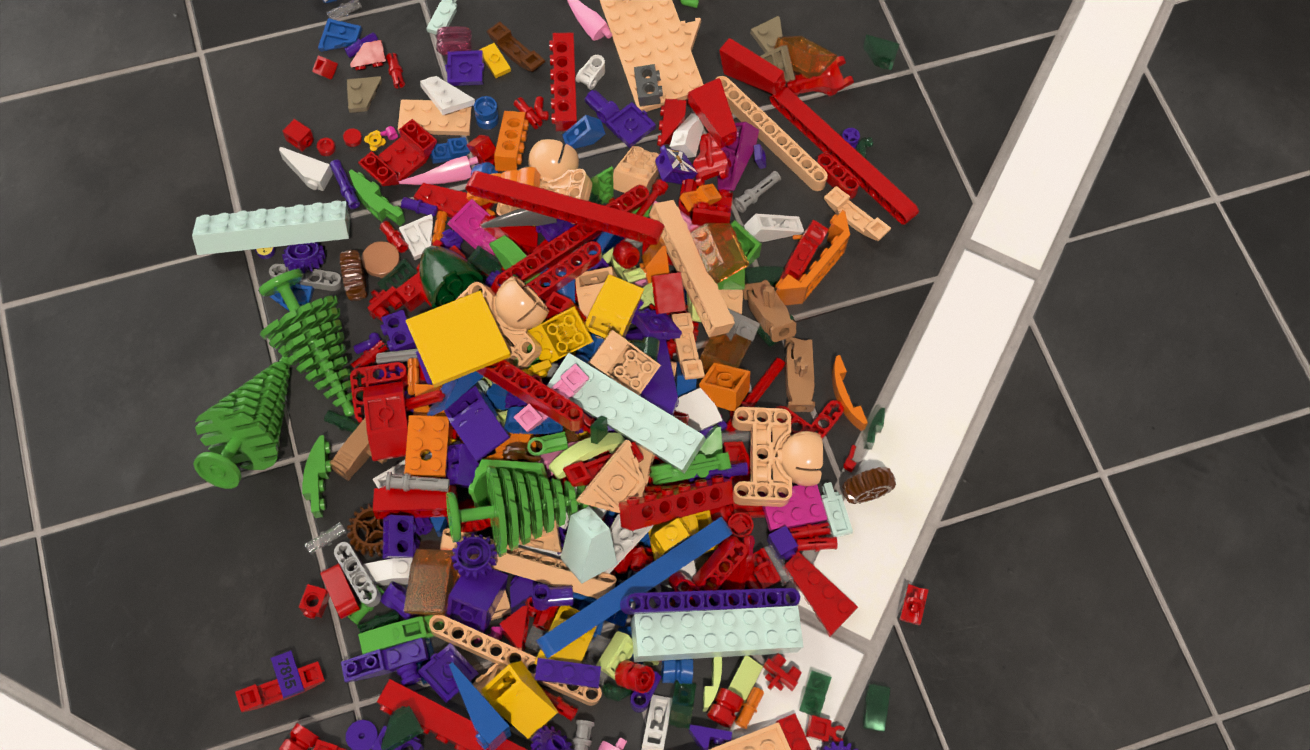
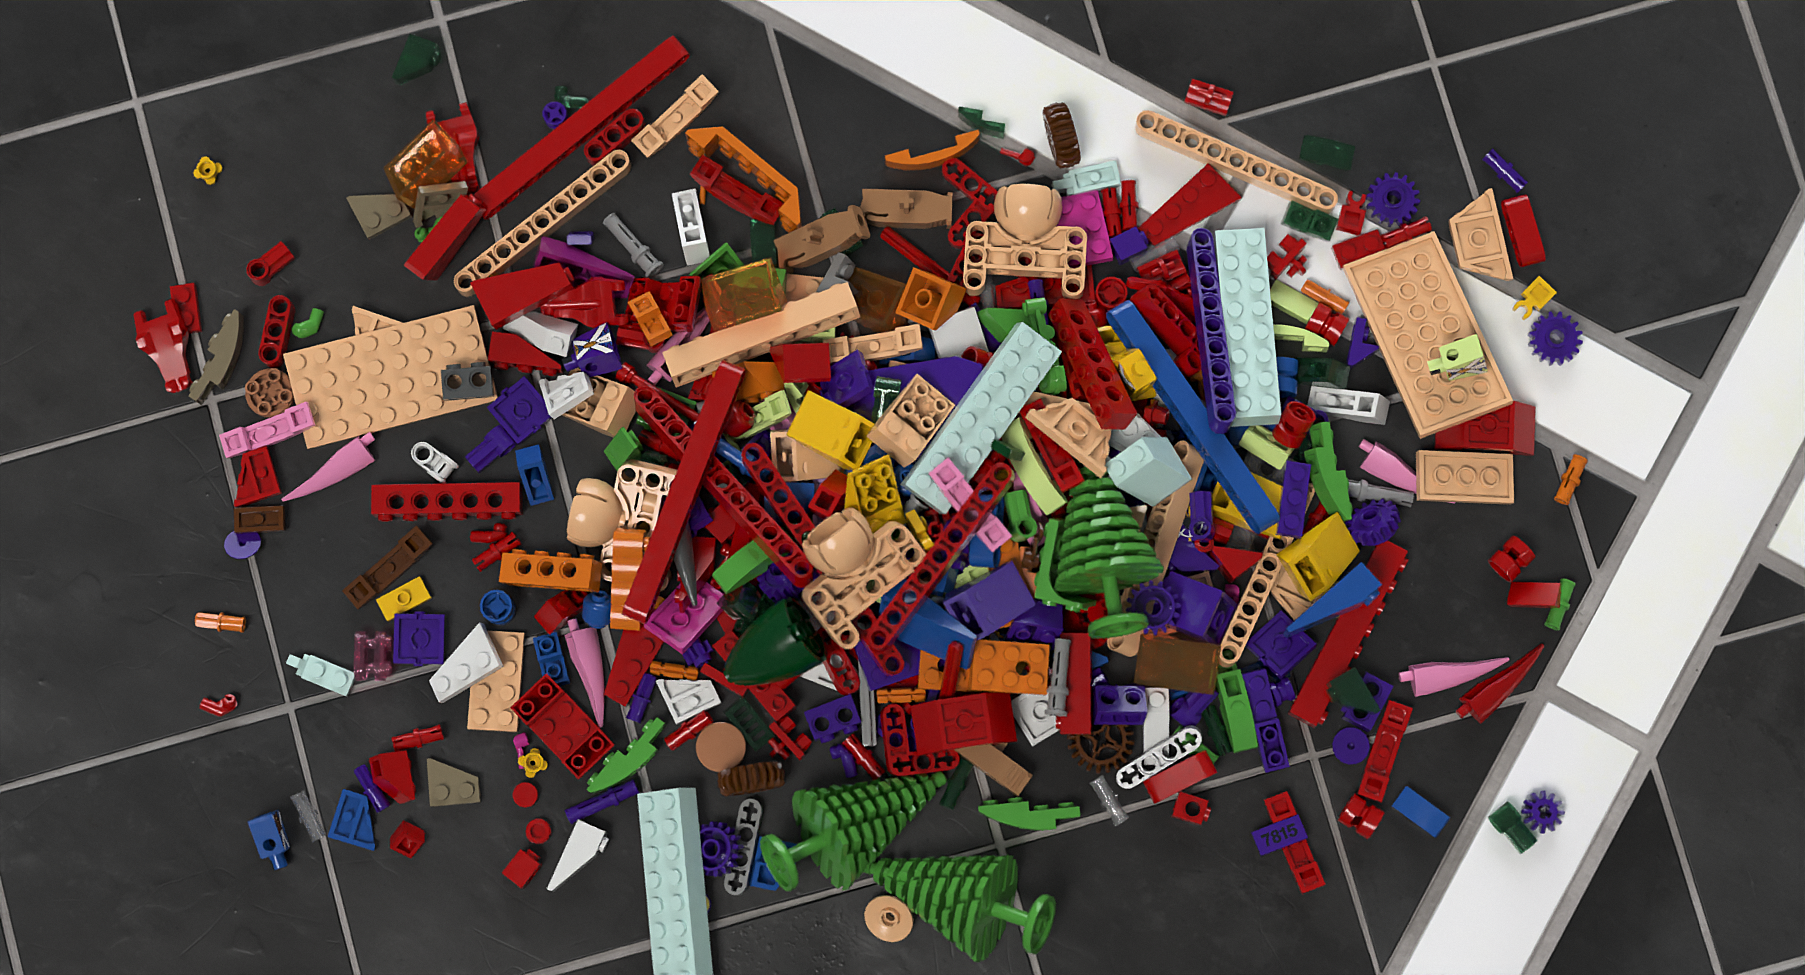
camera: 80 degrees left, 15 degrees up
(241, 374) = (882, 924): none -> light nougat dish
(457, 338) = (891, 619): yellow tile -> none
(583, 707) = (1328, 483): none -> bright green slope
(642, 146) = (565, 392): none -> white wing
(854, 636) = (1228, 152): none -> light nougat beam

